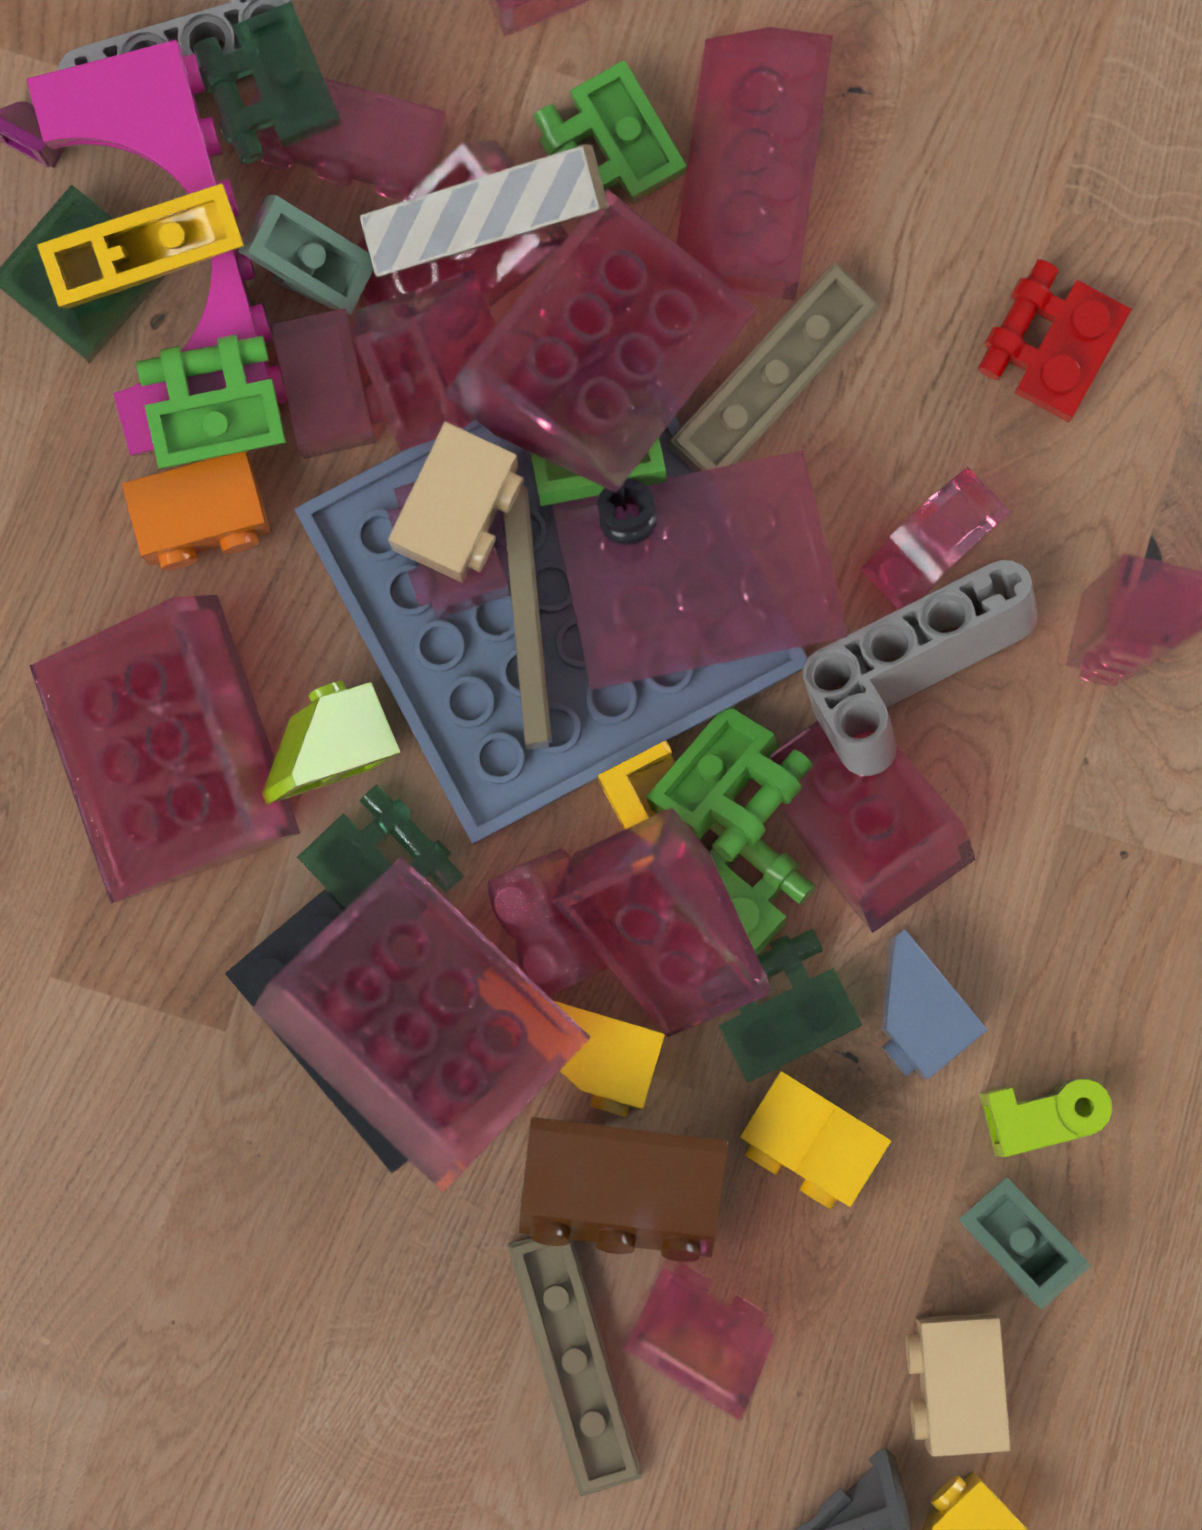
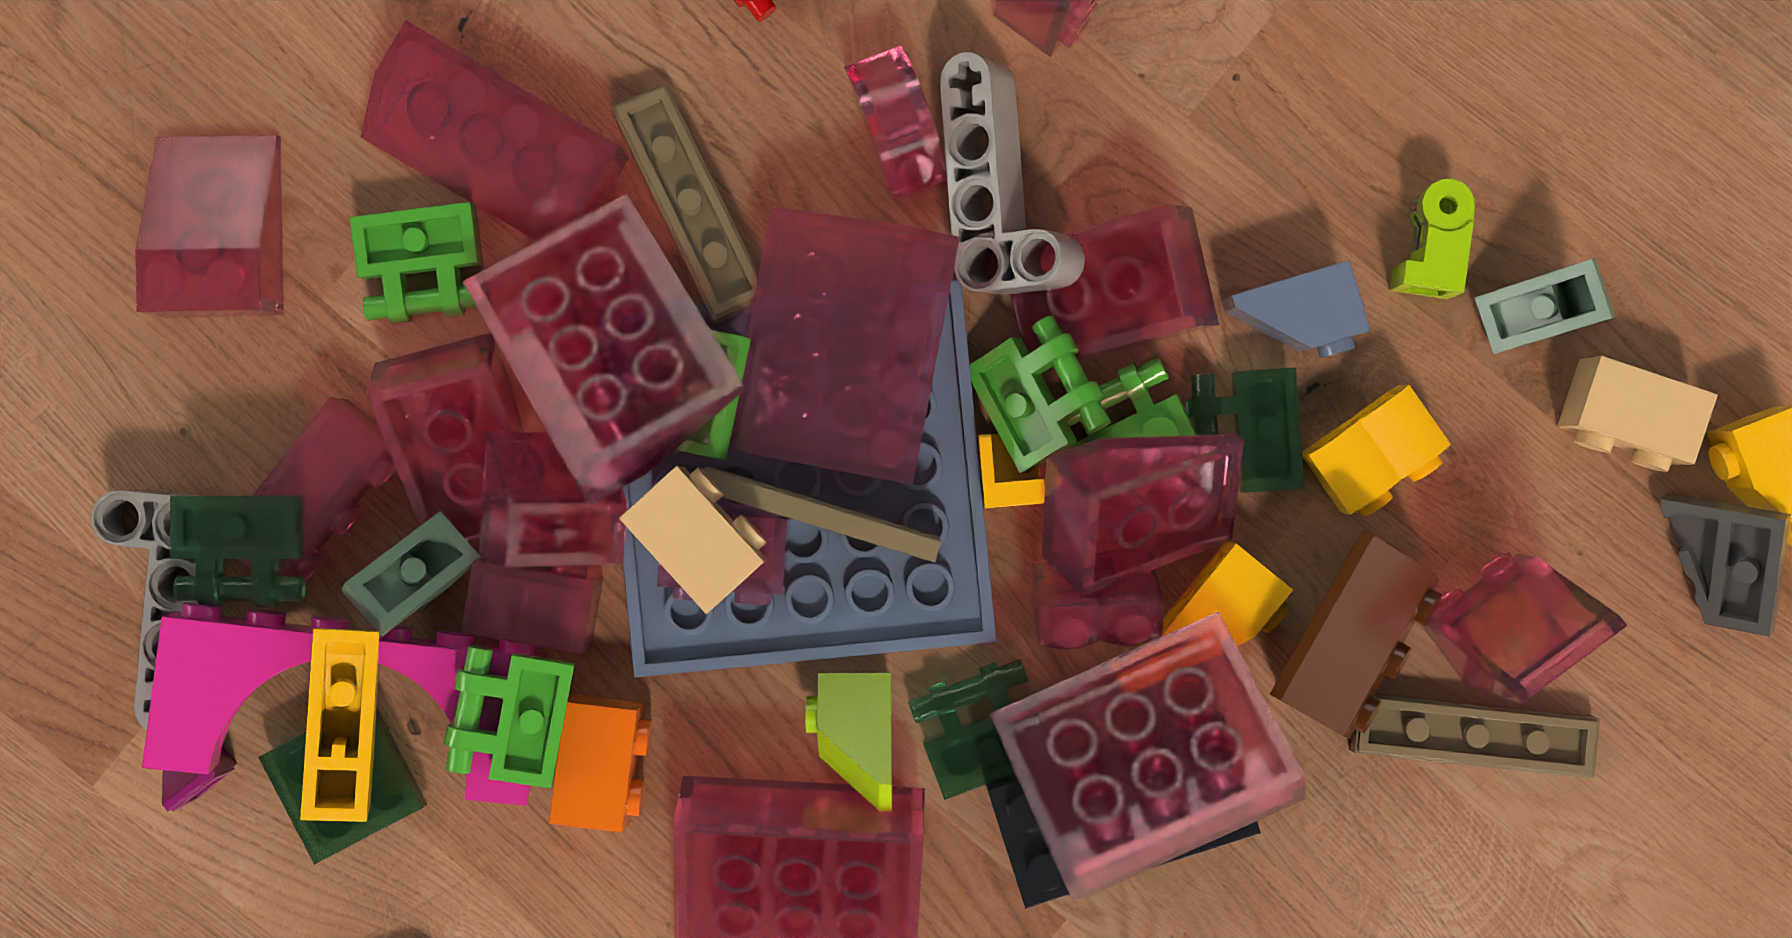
camera: 70 degrees left, 5 degrees up
(484, 211) = (437, 399): tile -> none
(634, 529) = (783, 387): black bush -> none

